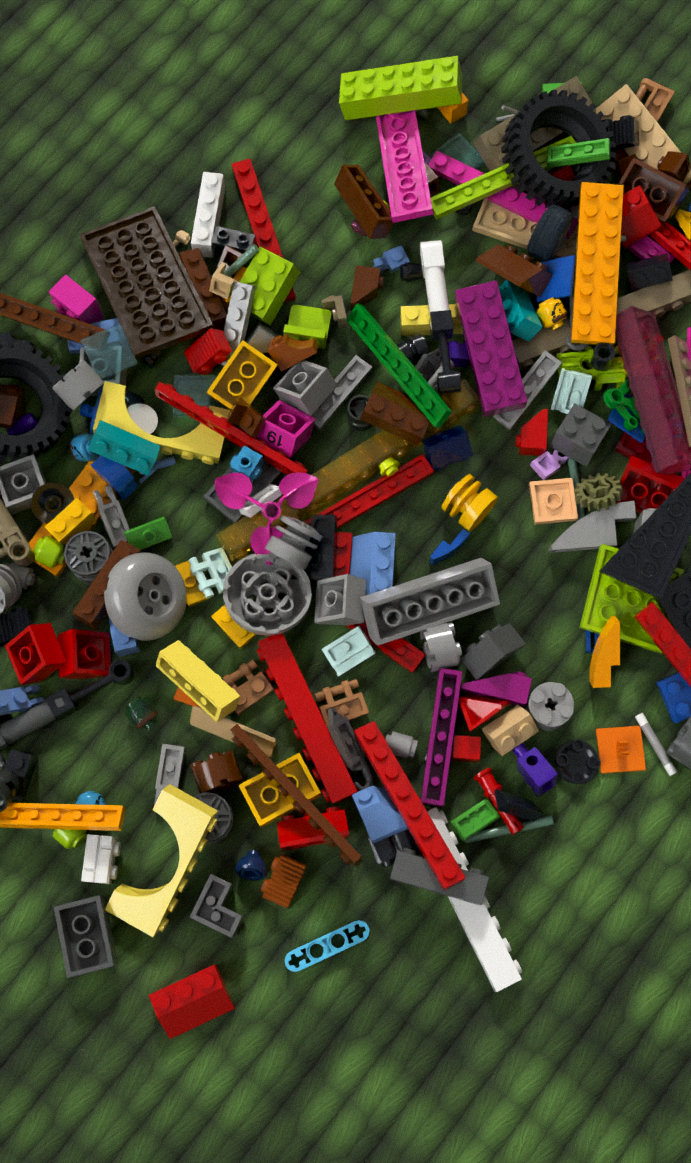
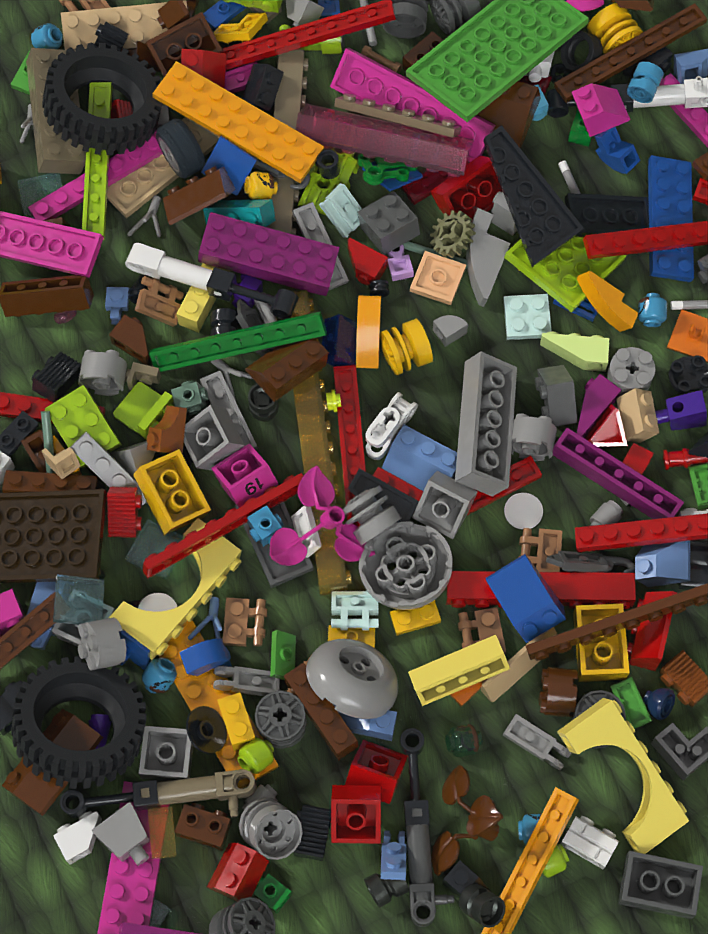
camera: 65 degrees left, 5 degrees down
(66, 754) = (481, 821): none -> reddish brown plant
(124, 447) = (189, 630): teal brick -> none
(163, 486) = (236, 622): none -> medium nougat plate
(239, 842) = (632, 701): none -> bright green plate
(246, 417) = (214, 504): reddish brown slope -> none
(284, 708) = (526, 598): none -> blue slope
(300, 246) = (56, 376): none -> black brick
(320, 277) = (103, 372): none -> light grey brick
(334, 354) = (191, 396): none -> sand green brick
(348, 650) = (494, 521): light aqua plate -> none
(372, 377) = (223, 367): none -> light grey plant
(375, 673) = (523, 510): none -> white sticker
(390, 520) = (388, 425): none -> white piece
(402, 291) = (157, 306): none -> medium nougat plate
(445, 550) = (437, 391): blue slope -> none
(467, 462) = (368, 332): none -> light orange slope
(487, 246) = (151, 213): none -> light grey plant
(509, 532) = (449, 328): none -> light grey brick
(516, 457) = (379, 288): none -> black bush
(549, 658) = (583, 351): none -> yellowish green slope
(558, 593) = (526, 316): none -> light aqua plate
(578, 153) = (117, 83): bright green tile -> none
(598, 87) = (46, 37): none -> dark azure head
(622, 699) = (652, 310): none -> dark azure head

